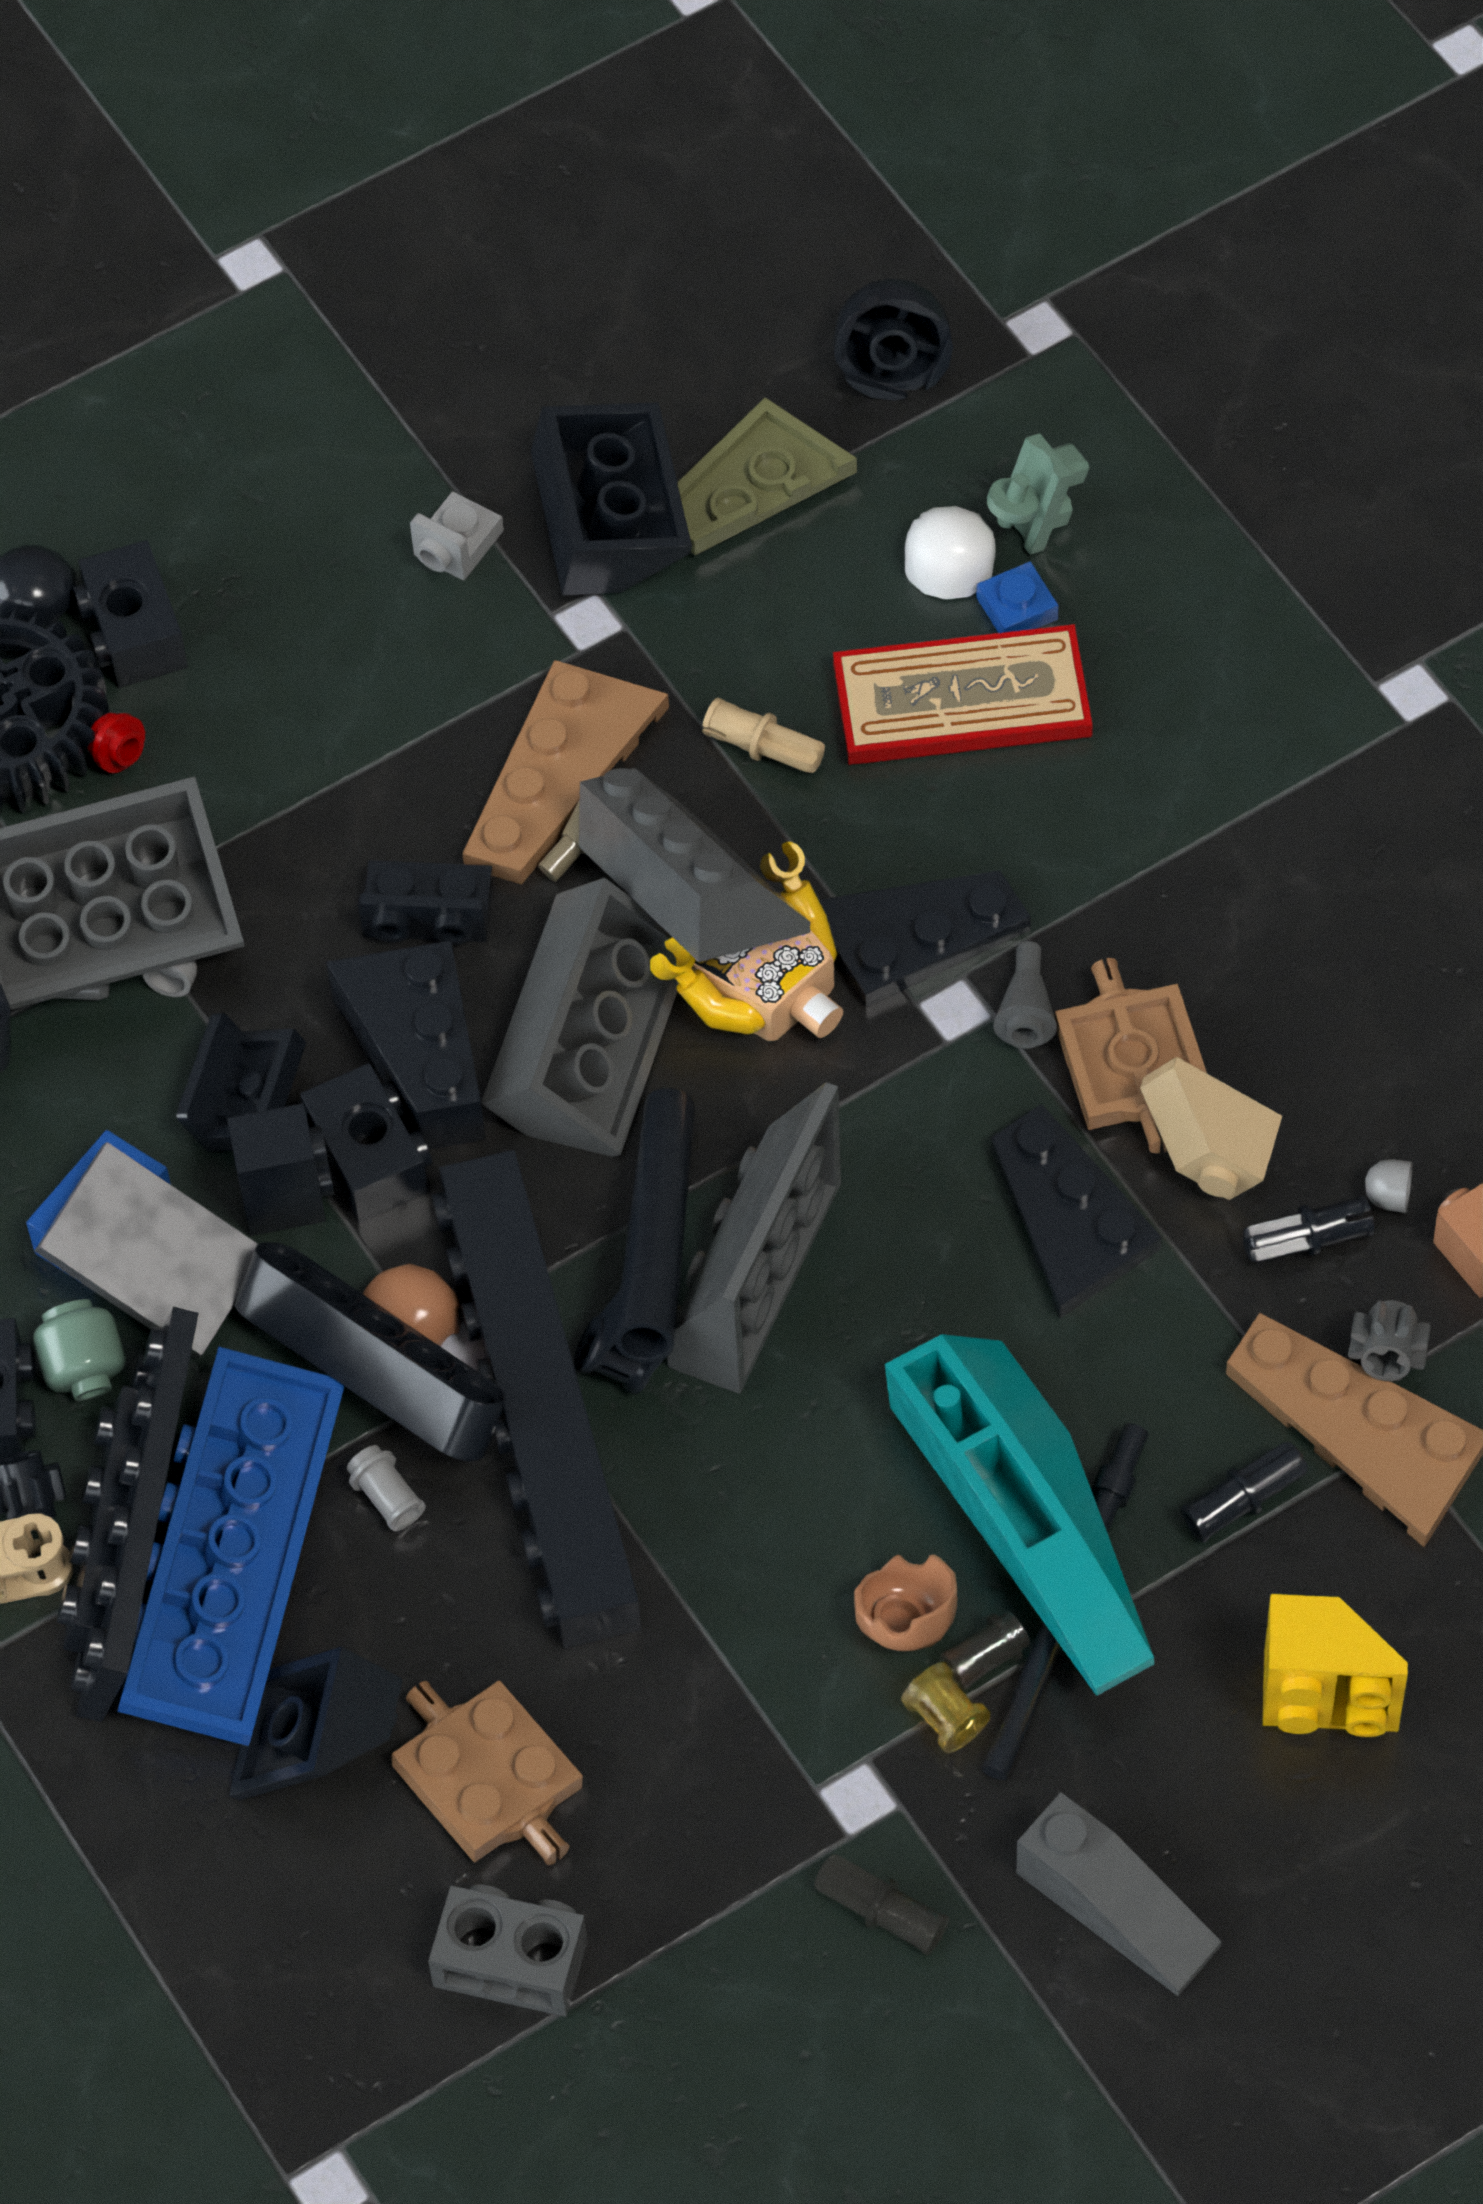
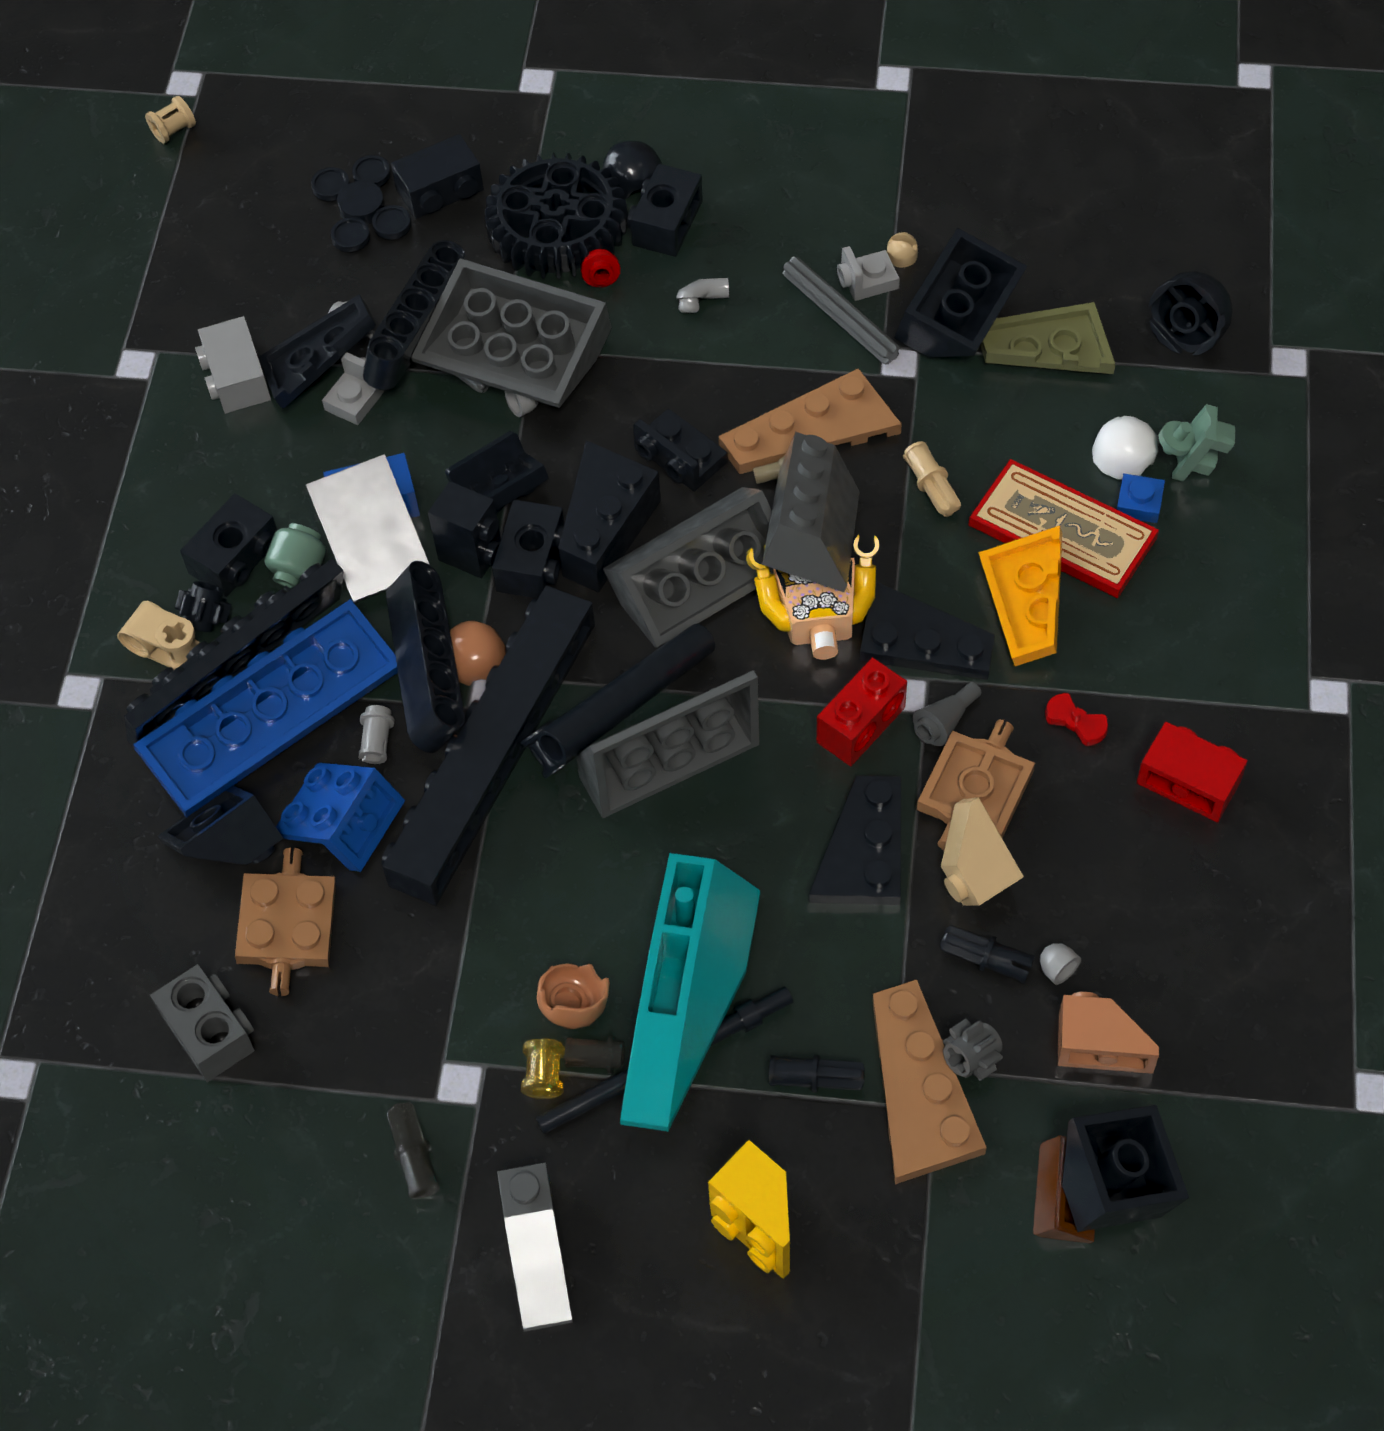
camera: 40 degrees right, 0 degrees up
(267, 688) = (701, 289): none -> light grey arm
(430, 1600) = (343, 810): none -> blue bracket
(463, 602) = (841, 310): none -> dark grey axle
(469, 477) = (902, 249): none -> tan hinge
(935, 1061) = (861, 711): none -> red brick
(993, 798) = (1027, 592): none -> light orange wing
(1193, 905) = (1088, 727): none -> red piece
(1350, 875) = (1191, 771): none -> red brick

